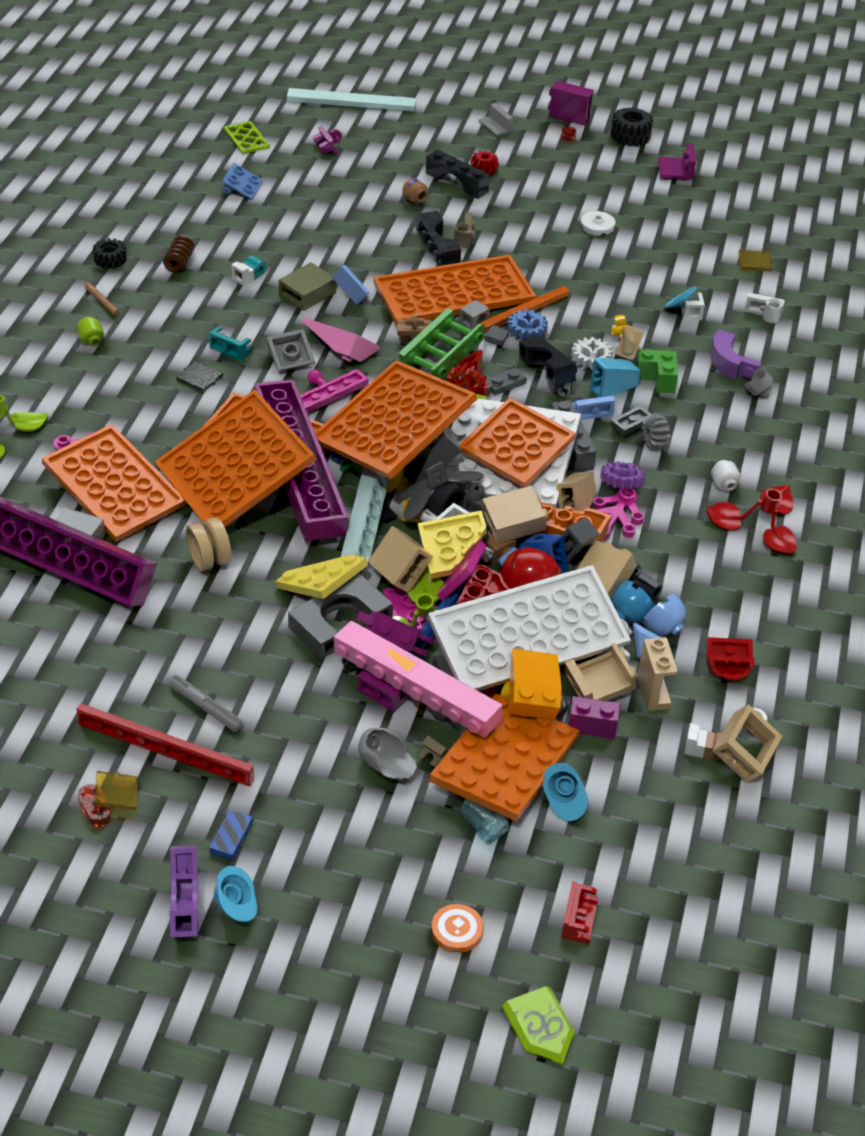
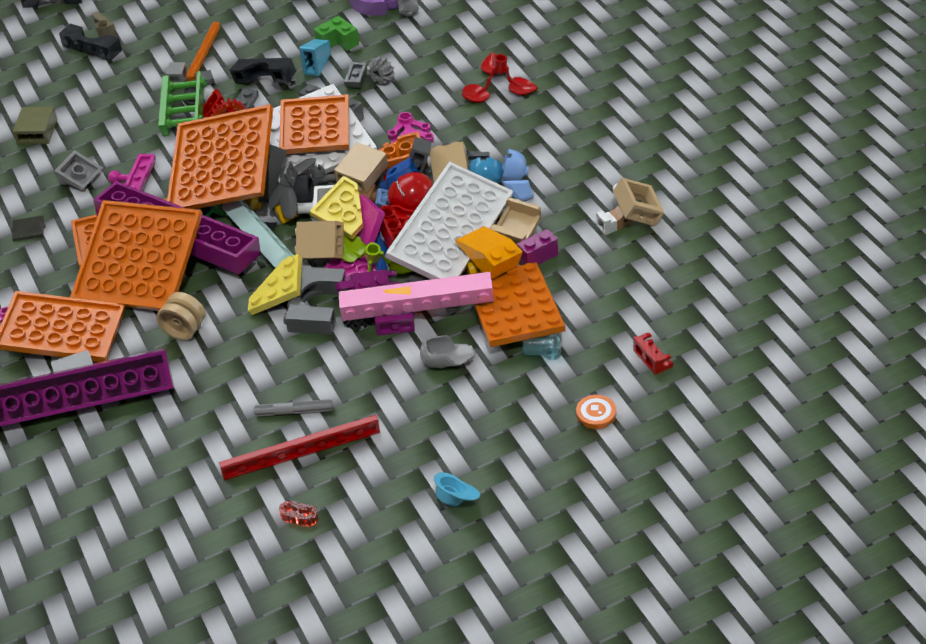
camera: 35 degrees left, 0 degrees up
(116, 790) = (303, 494): clear yellow piece -> none
(184, 891) = (425, 517): medium lavender arch -> none
(229, 345) = (25, 195): teal hinge -> none
(231, 834) = (404, 464): tile -> none
(347, 344) = (115, 141): bright pink wedge -> none
(350, 284) = (69, 103): light blue panel -> none
(411, 327) = (146, 104): medium nougat hips -> none
(415, 191) = (35, 21): medium nougat head -> none
(431, 290) = (139, 68): orange plate -> none
(433, 748) = (469, 329): dark tan tile -> none
(527, 324) = (219, 59): medium blue gear -> none
(540, 1024) = (698, 423): lime tile -> none
(565, 791) = (571, 297): medium azure piece -> none
(577, 491) = (376, 132): tan slope -> none
(587, 350) = (282, 49): white gear -> none
(595, 407) = (325, 78): light blue panel -> none
(622, 475) = (390, 108): medium lavender gear -> none
(628, 338) = (302, 27): tan torso -> none
(654, 664) = (546, 193): tan panel -> none
(725, 475) = (450, 69): white head -> none
(729, 657) = (571, 166): red slope -> none

